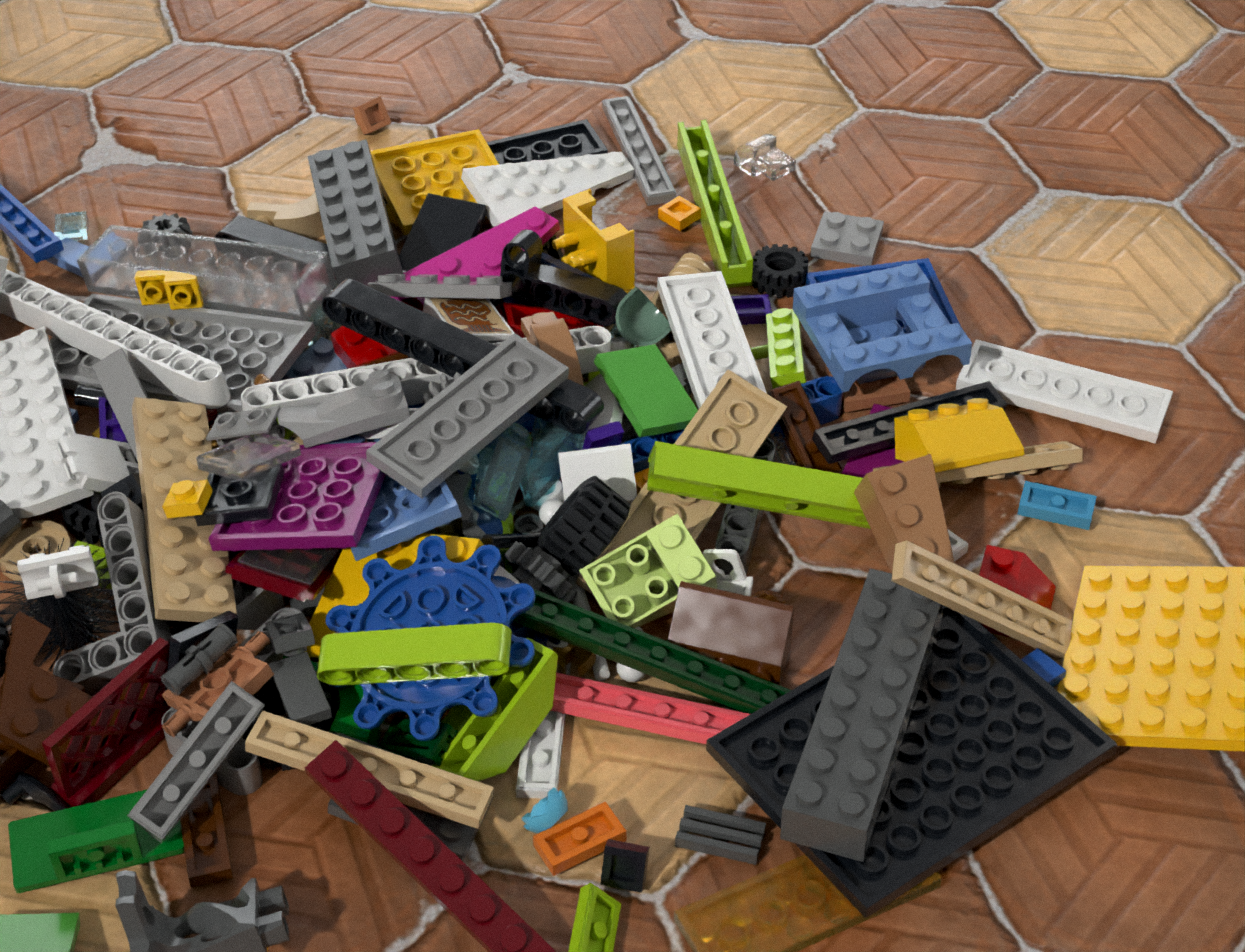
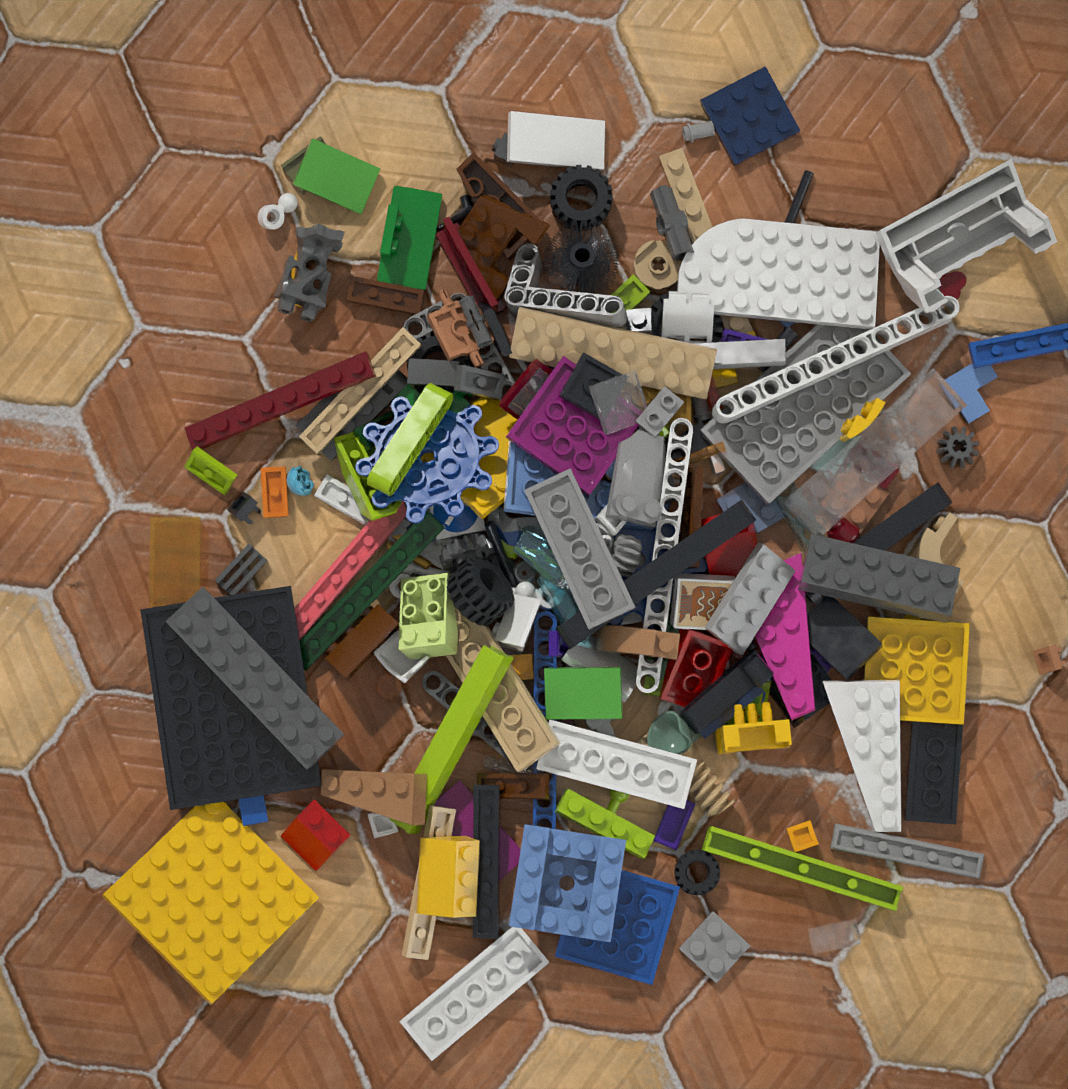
camera: 110 degrees right, 40 degrees up
(58, 572) = (567, 258): white hips -> none
(72, 225) = (1009, 384): clear light blue plate -> none
(187, 498) = (596, 352): yellow plate -> none
(196, 762) = (409, 300): light grey slope -> none
(980, 599) = (289, 787): tan plate -> none
(1057, 505) = (375, 914): dark azure plate -> none

